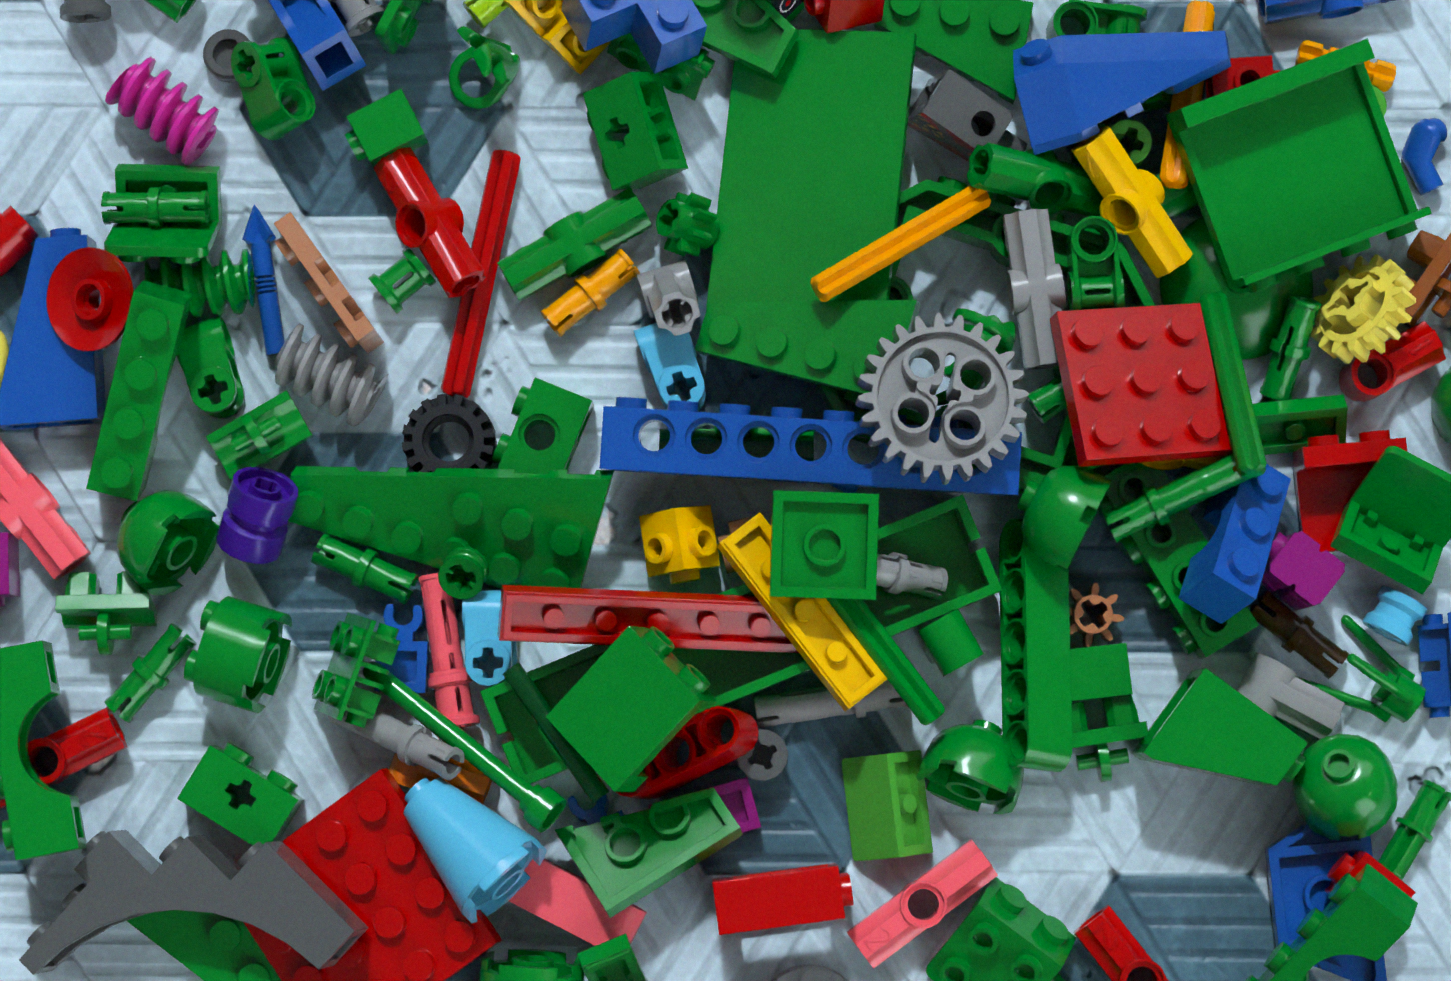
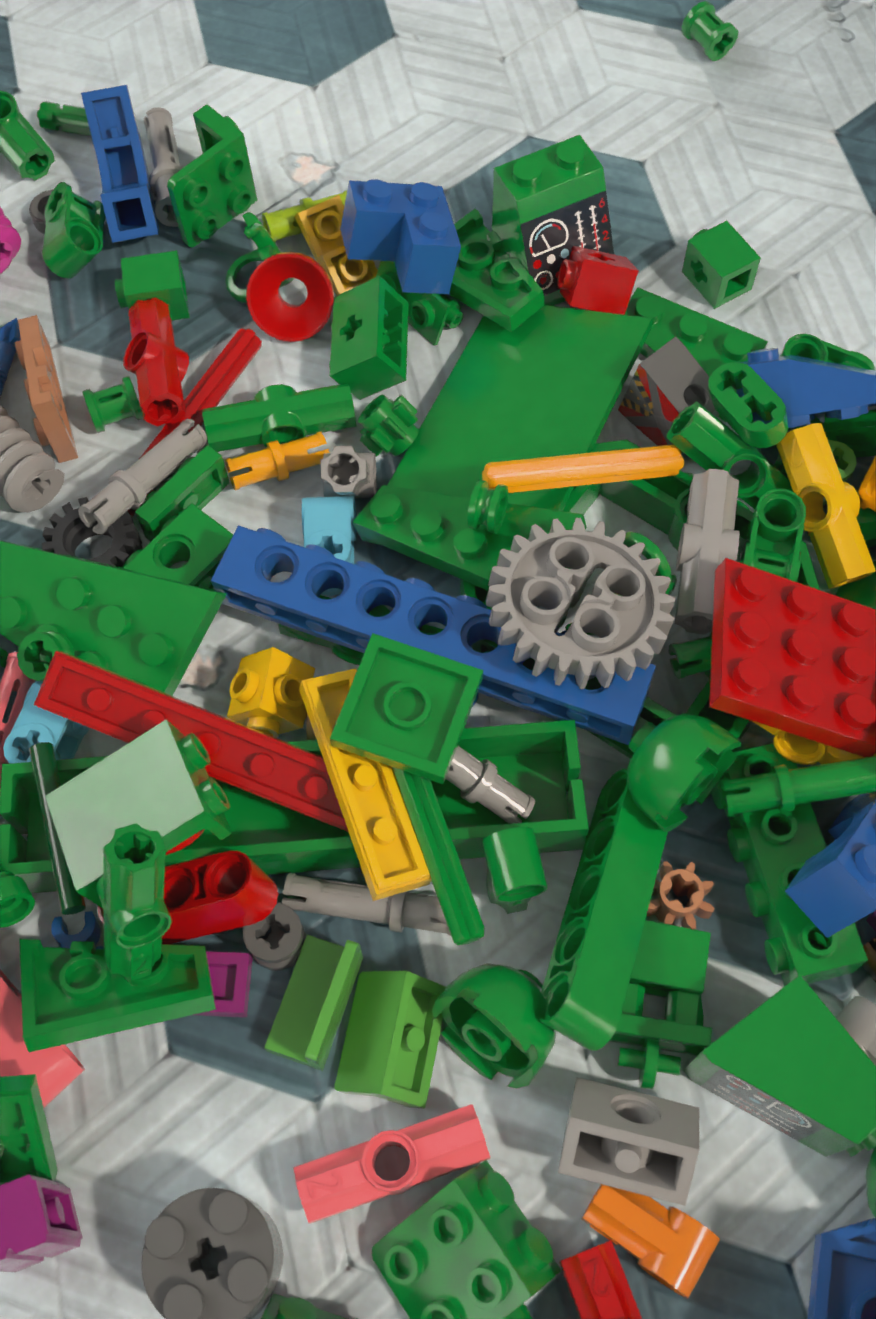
camera: 20 degrees right, 20 degrees down
(469, 380) = (129, 487): none -> light grey pin
(504, 382) = (195, 482): none -> green plate
(538, 118) = (277, 316): none -> red piece
(663, 785) = (133, 901): none -> green piece
(781, 898) = (227, 1095): red window -> none
(813, 796) = (315, 1001): none -> bright green panel
(829, 322) = (487, 506): none -> green bush
(1028, 138) = (757, 398): none -> green beam
(1104, 828) = (631, 1141): none -> light grey brick
(1148, 892) = (664, 1240): none -> orange piece

